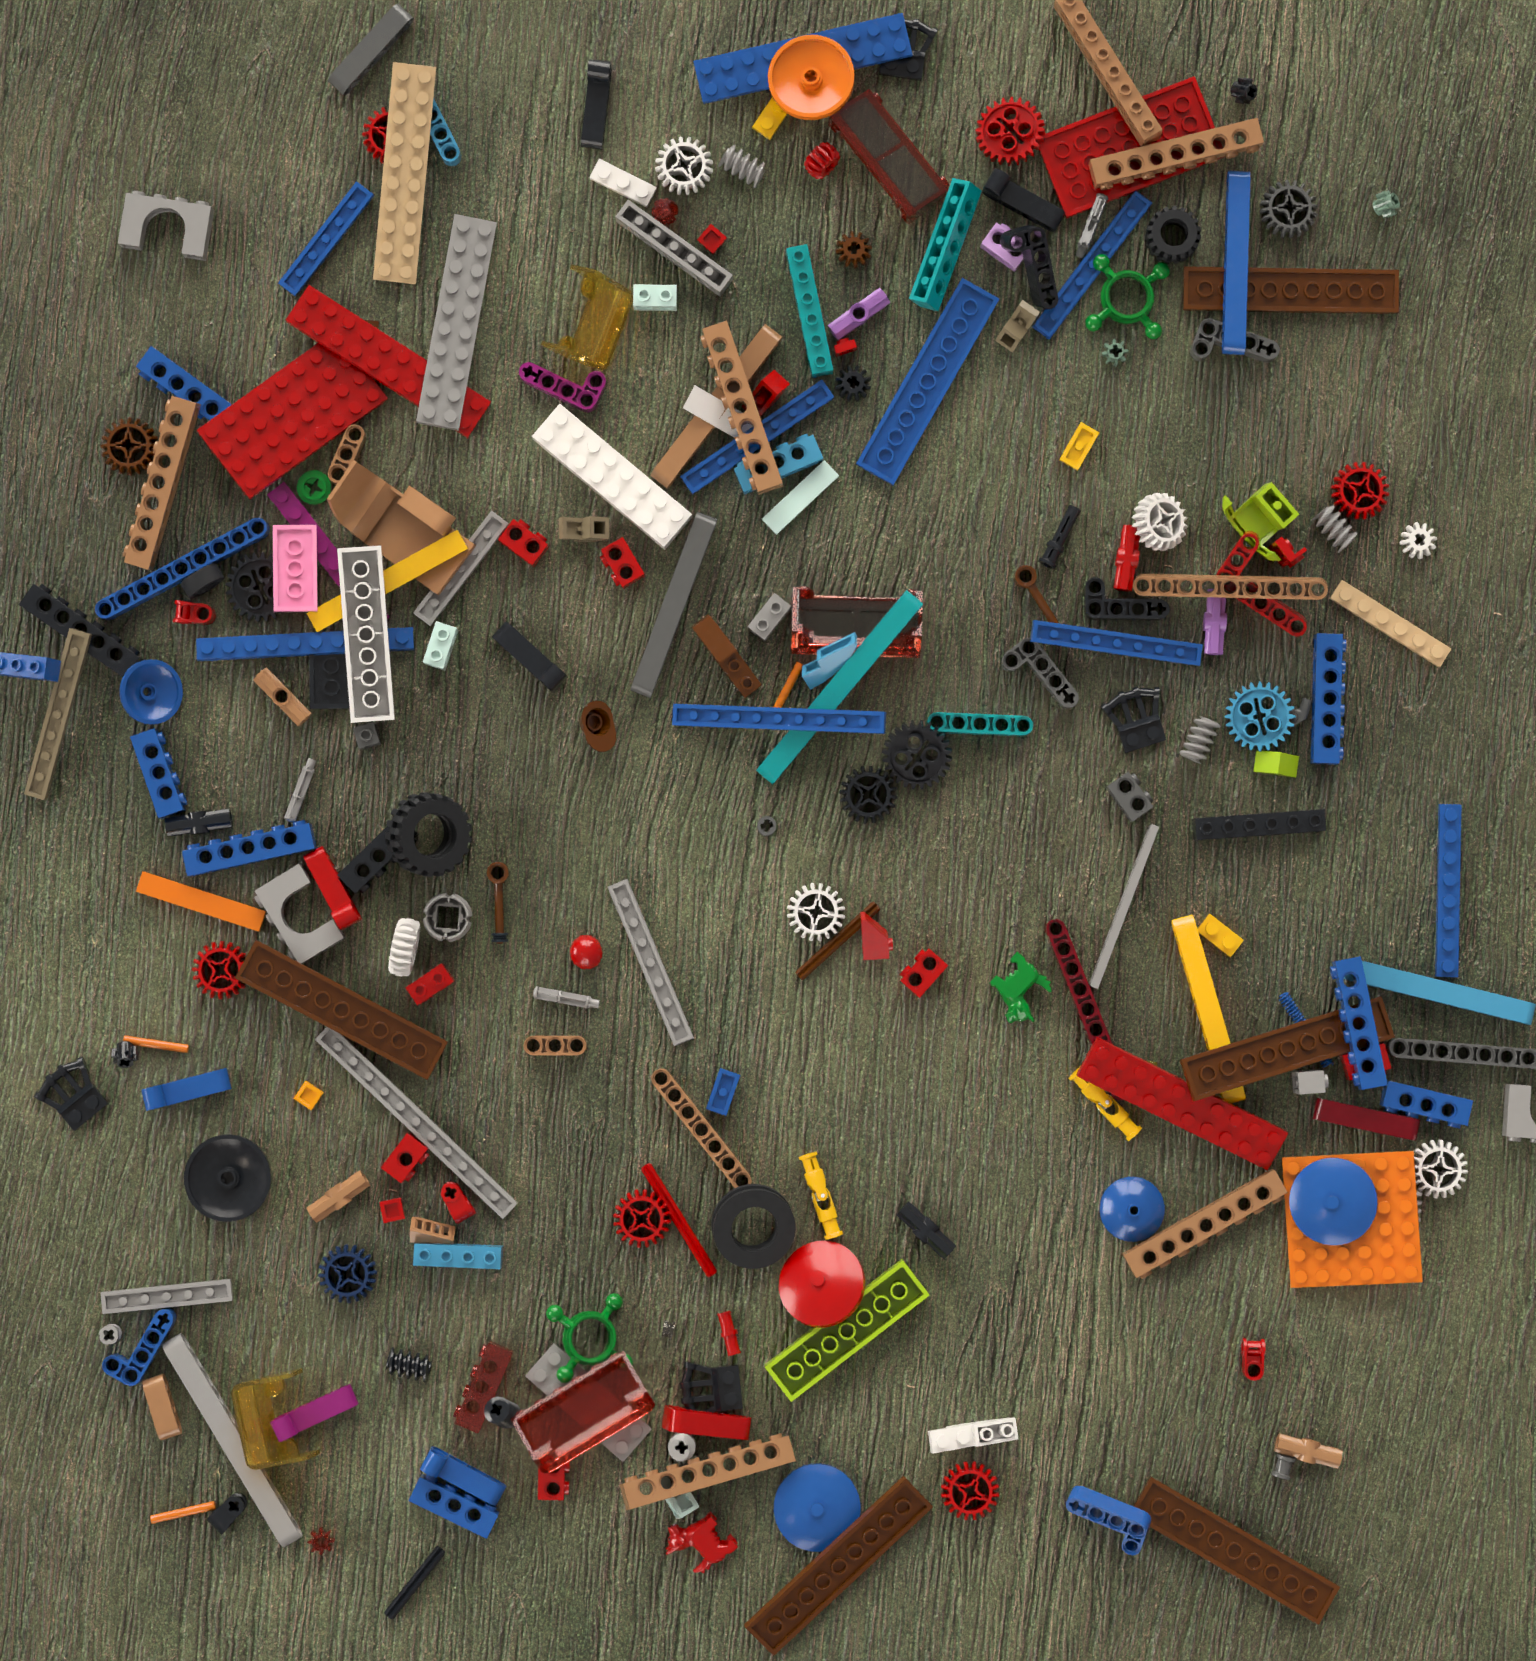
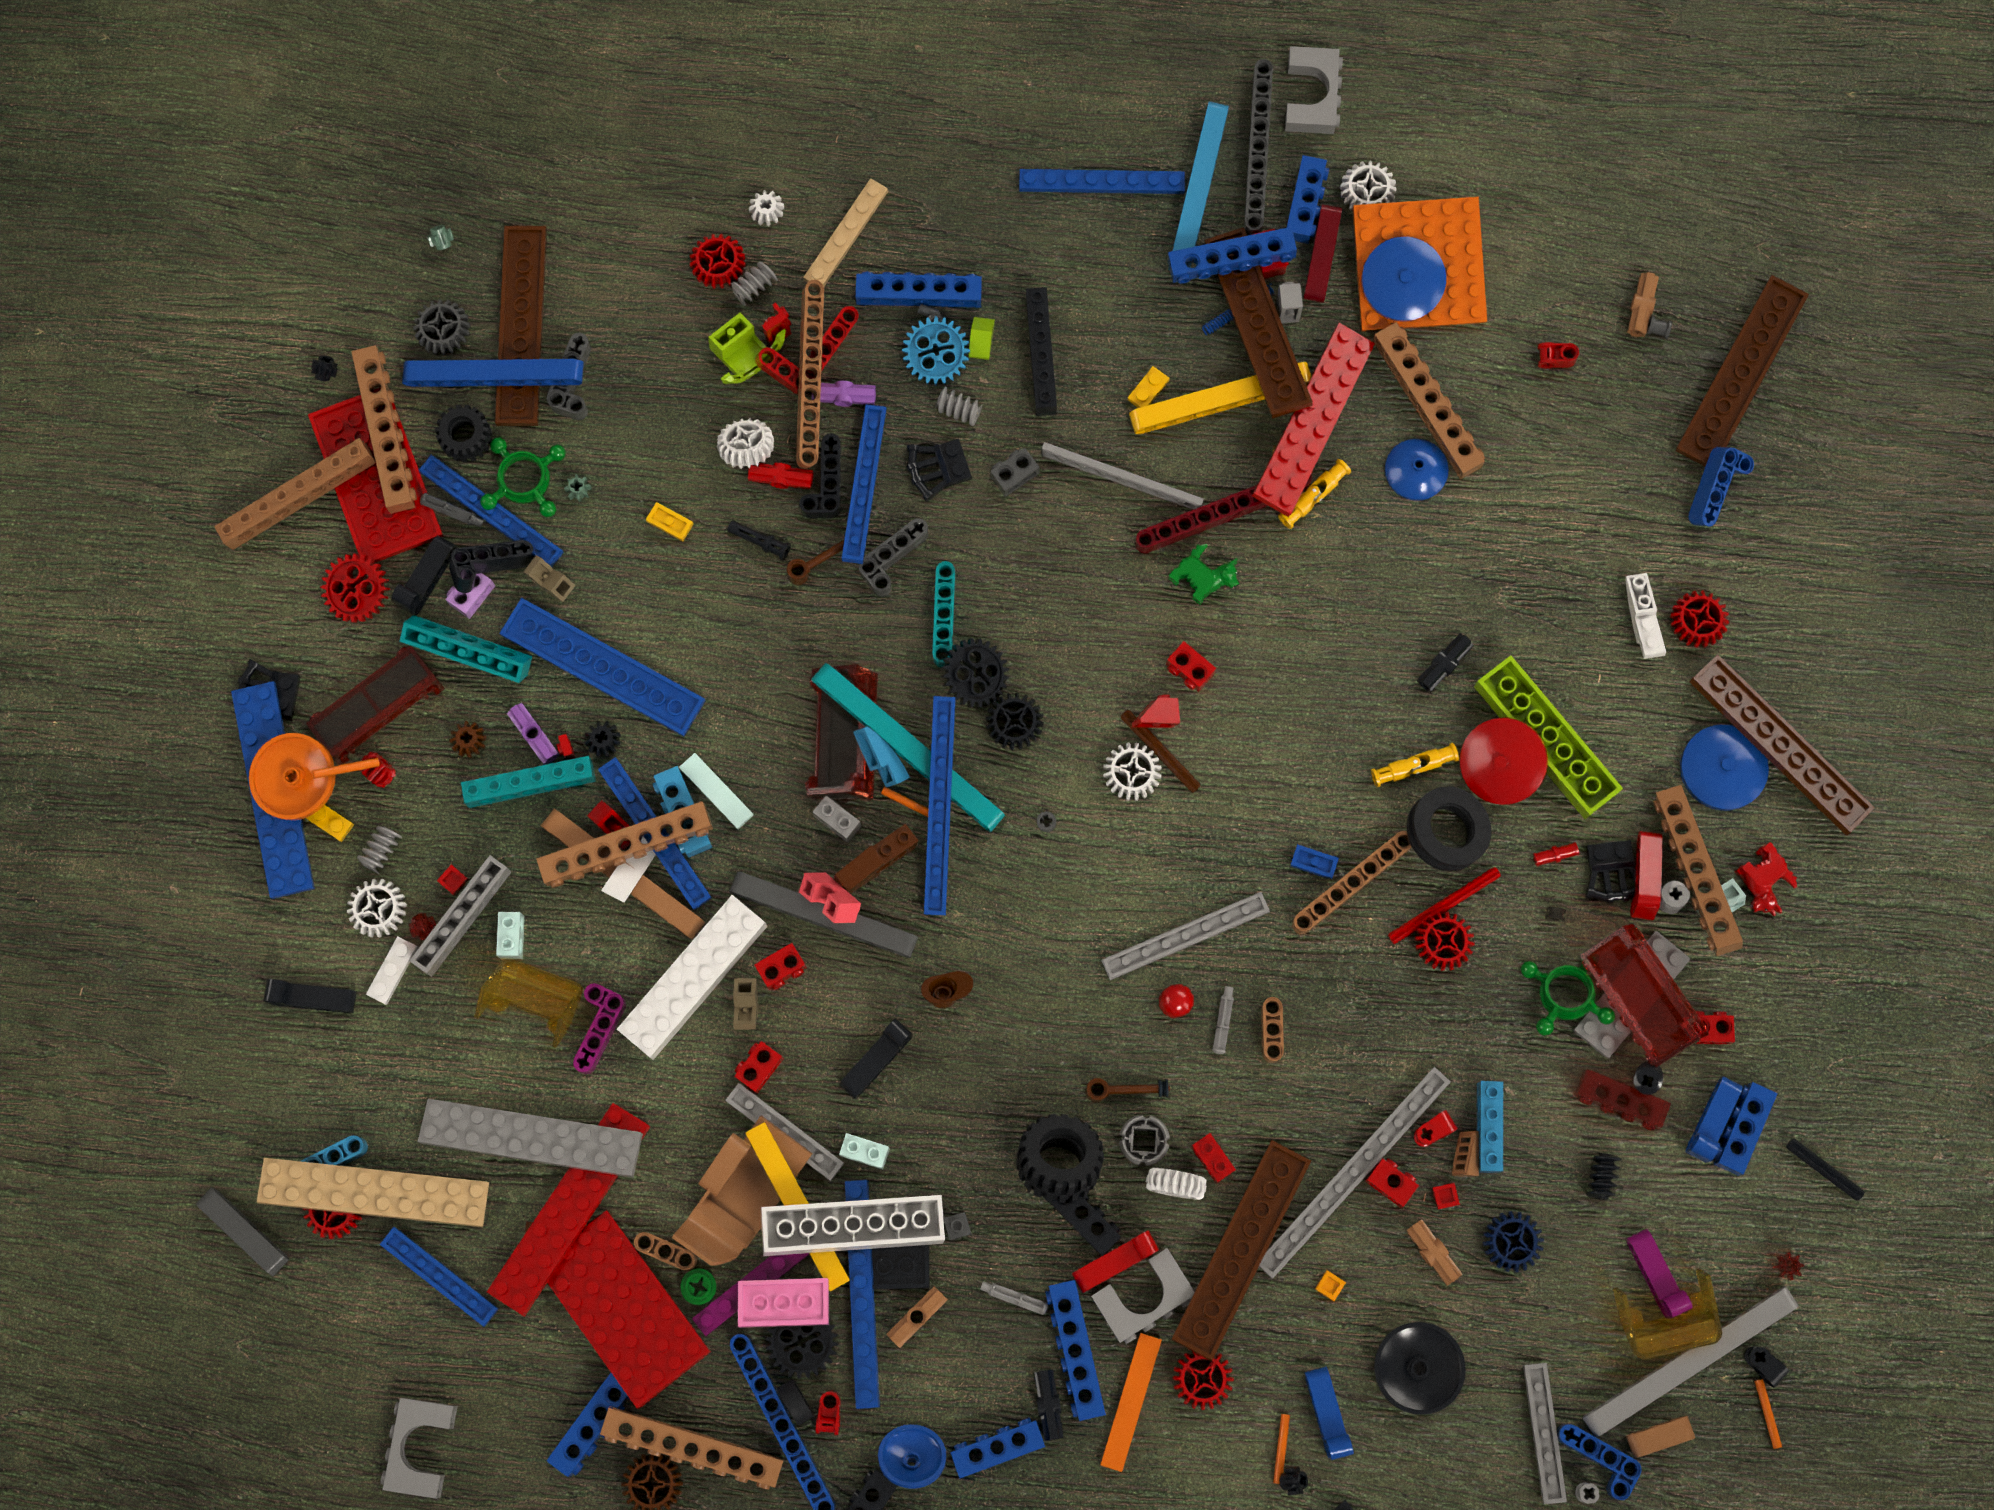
camera: 85 degrees left, 10 degrees down
(697, 603) = (839, 903): none -> coral arch
(817, 129) = (350, 767): none -> orange bar

